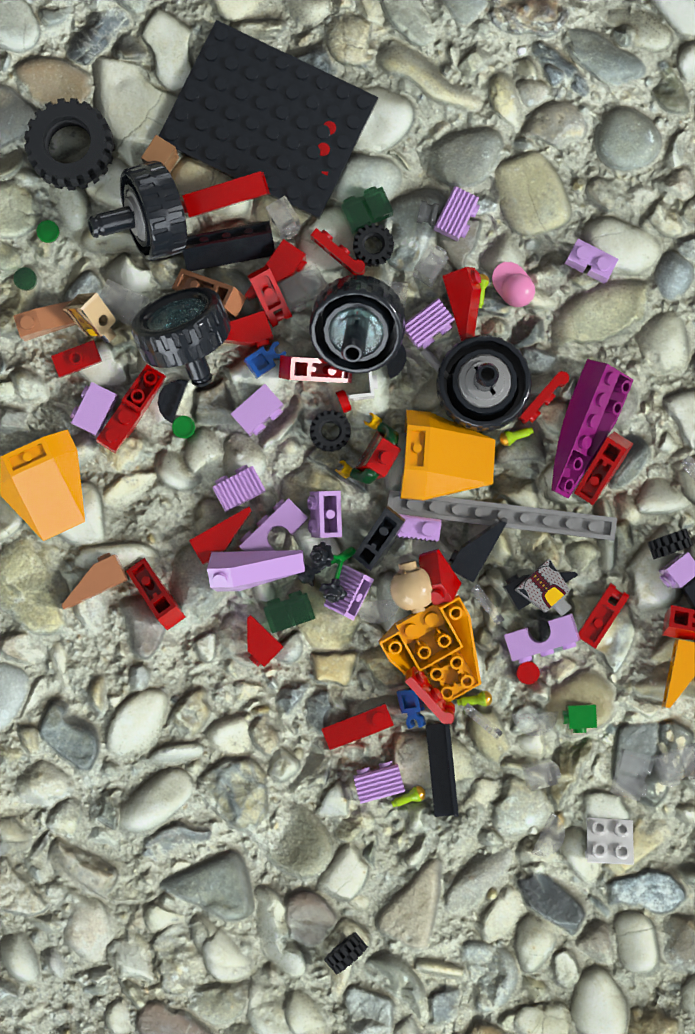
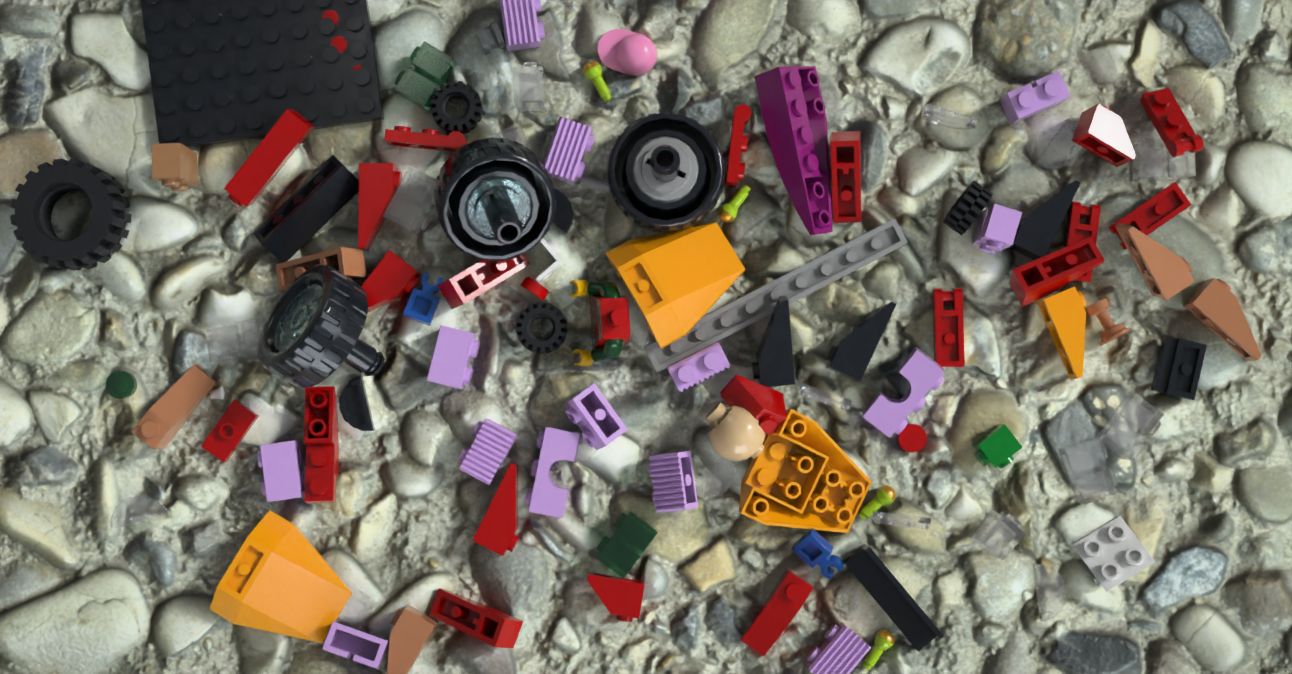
camera: 30 degrees left, 0 degrees up
(48, 231) = (112, 319): green piece -> none
(70, 562) = (365, 647): none -> lavender piece
(92, 316) = (214, 376): tan torso -> none
(148, 210) = (199, 228): black wheel -> none
(183, 427) = (388, 426): green piece -> none
(252, 568) = (556, 526): lavender wedge -> none
(269, 295) = (383, 231): red plate -> none
(283, 218) = (344, 141): clear piece -> none
(322, 558) = (622, 465): black plant -> none
(379, 539) = (668, 405): black slope -> none
(430, 696) = (830, 531): red plate -> none
(464, 296) = (585, 97): red slope -> none
(535, 723) = (954, 484): clear tile -> none
(545, 589) = (874, 340): torso -> none

